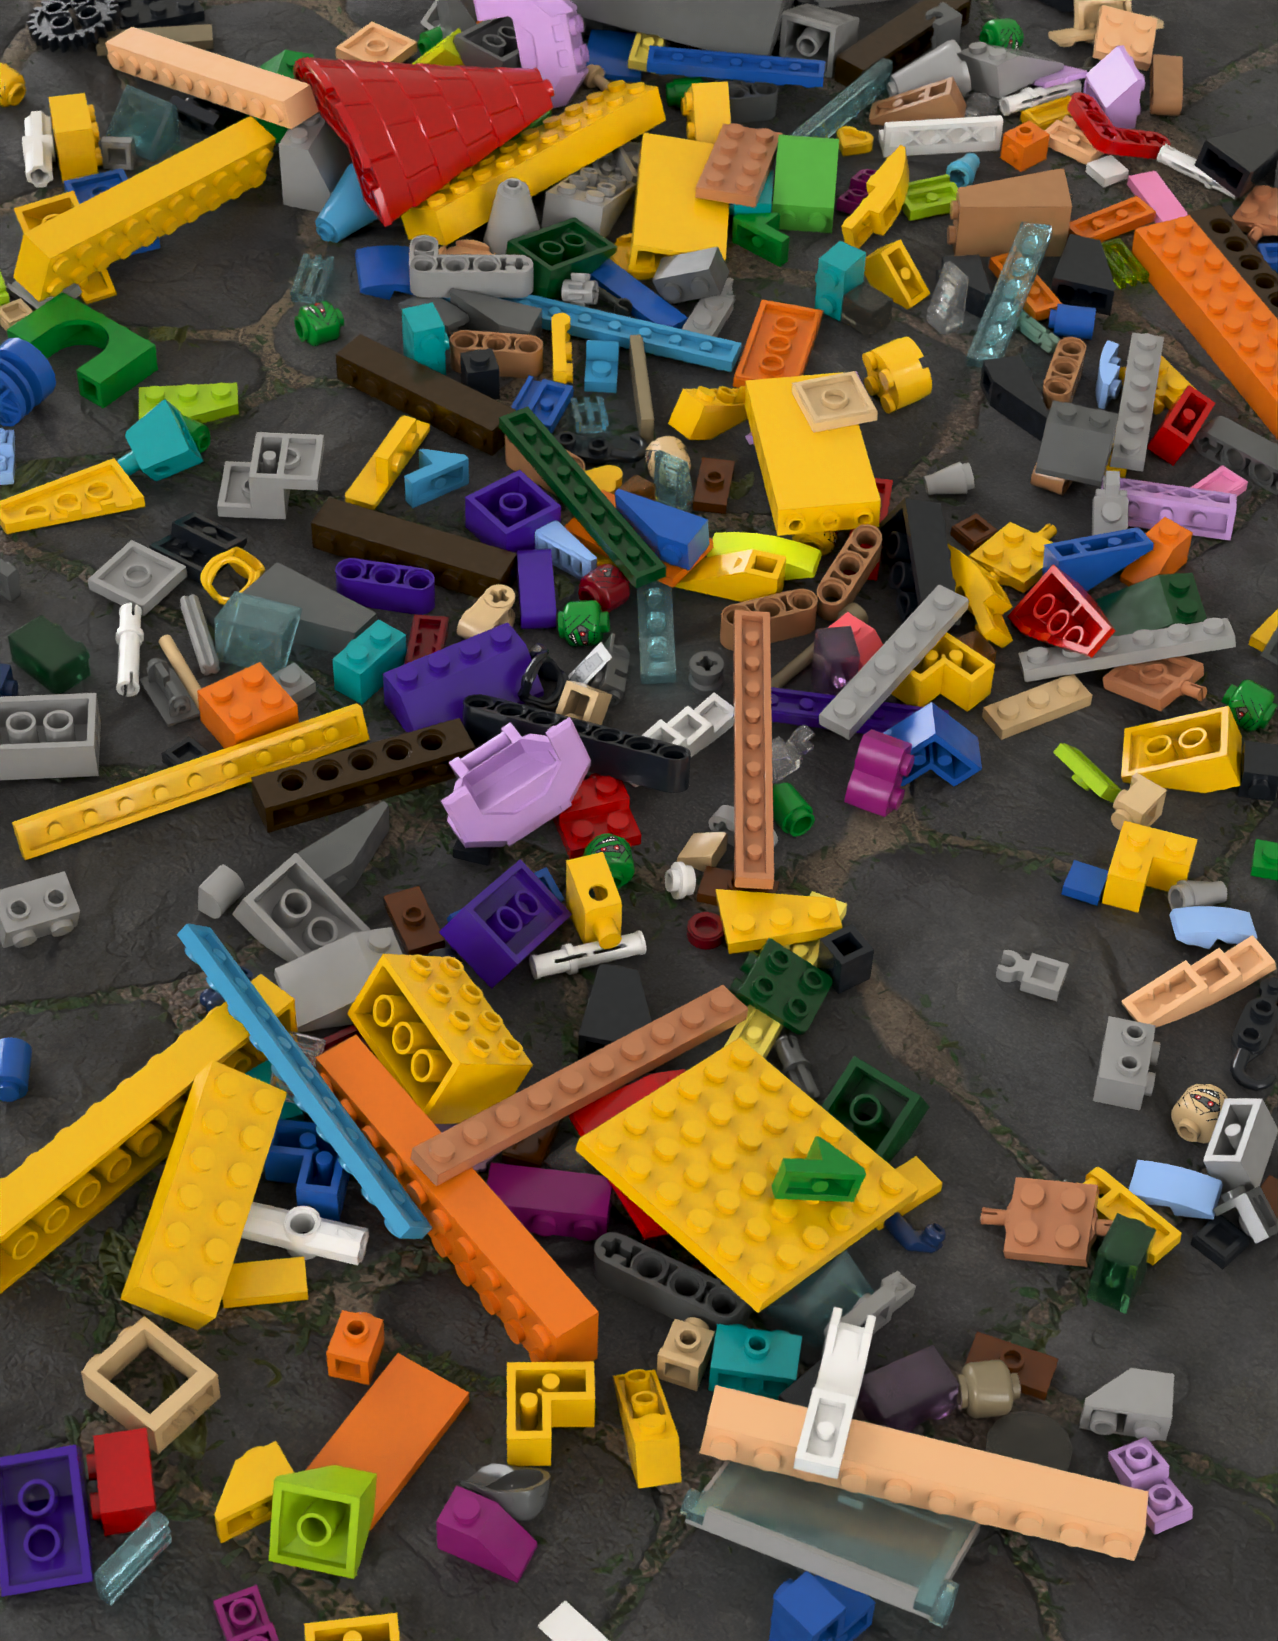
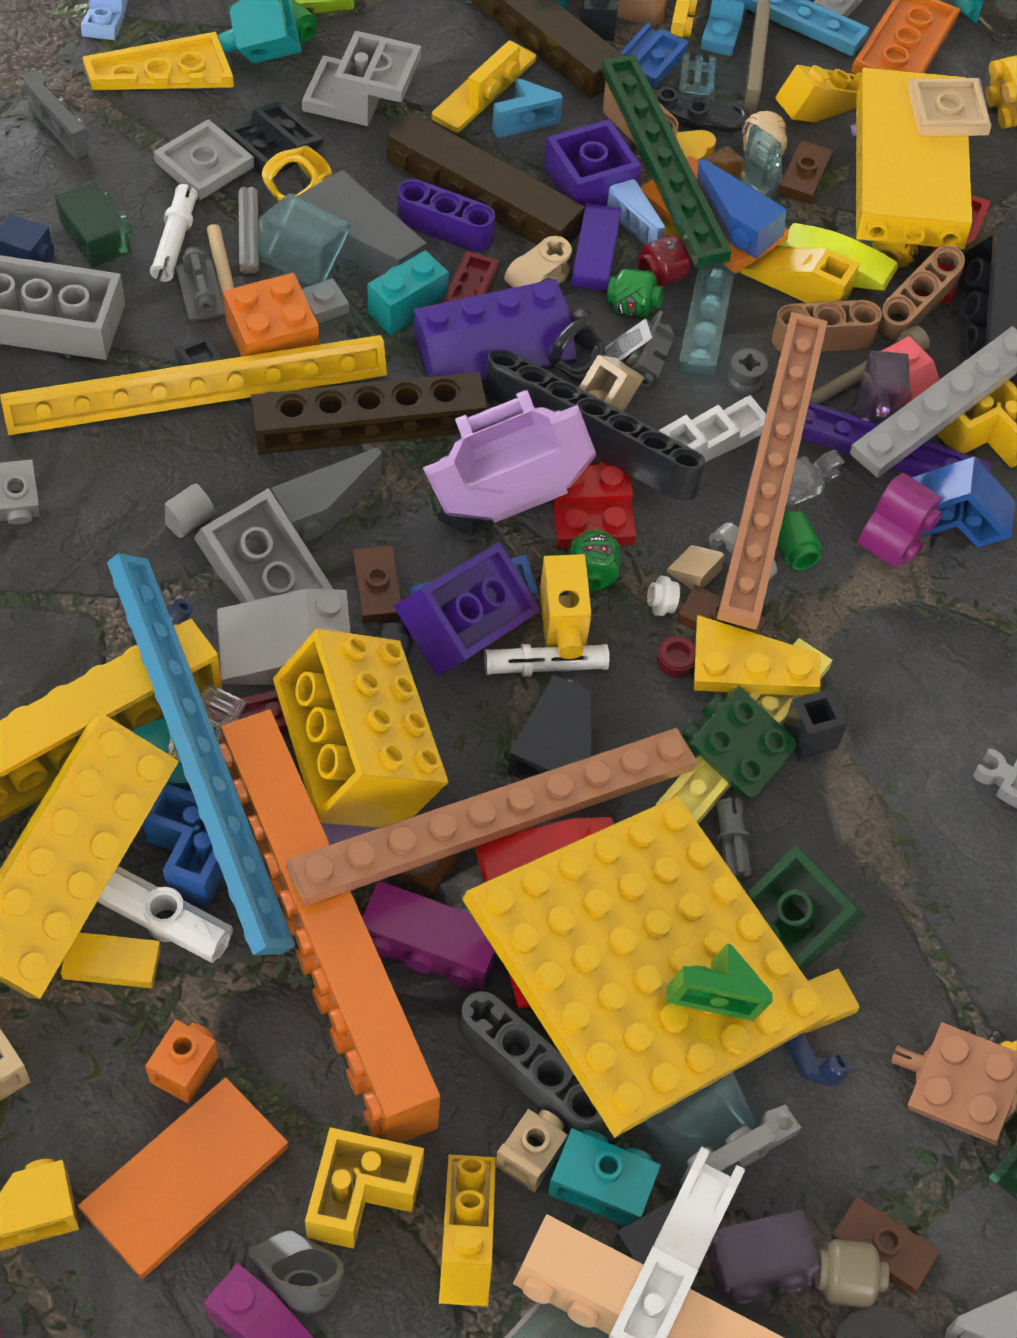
camera: 10 degrees right, 10 degrees up
(322, 1519) = (88, 1263): lime slope -> none

